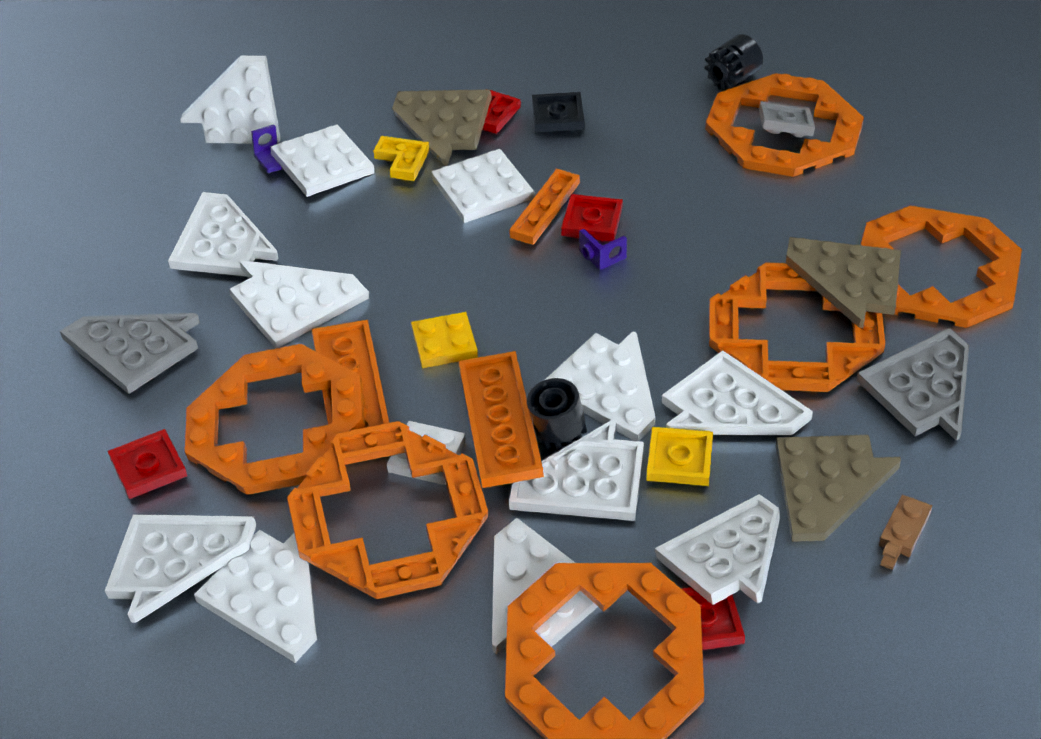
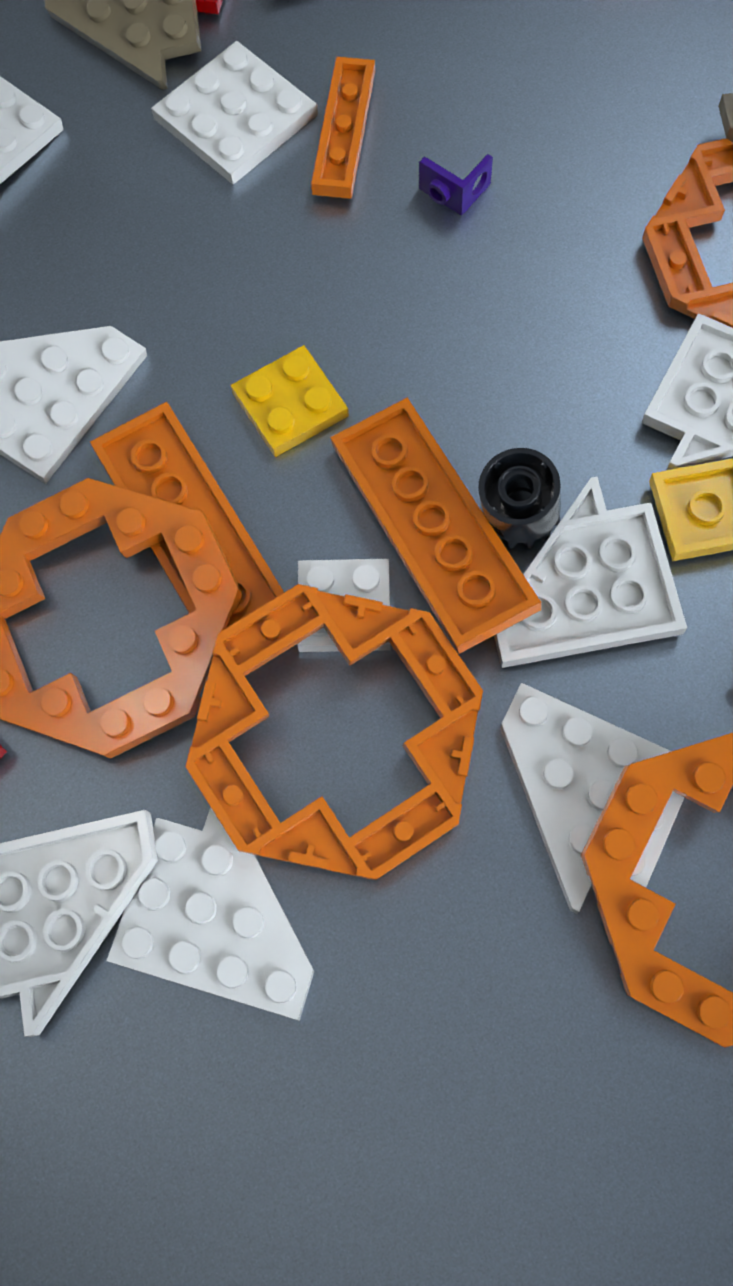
camera: 15 degrees left, 25 degrees up
(405, 153) = (102, 84): yellow plate -> none
(594, 214) = (420, 126): red plate -> none
(612, 383) = (558, 405): white wing -> none

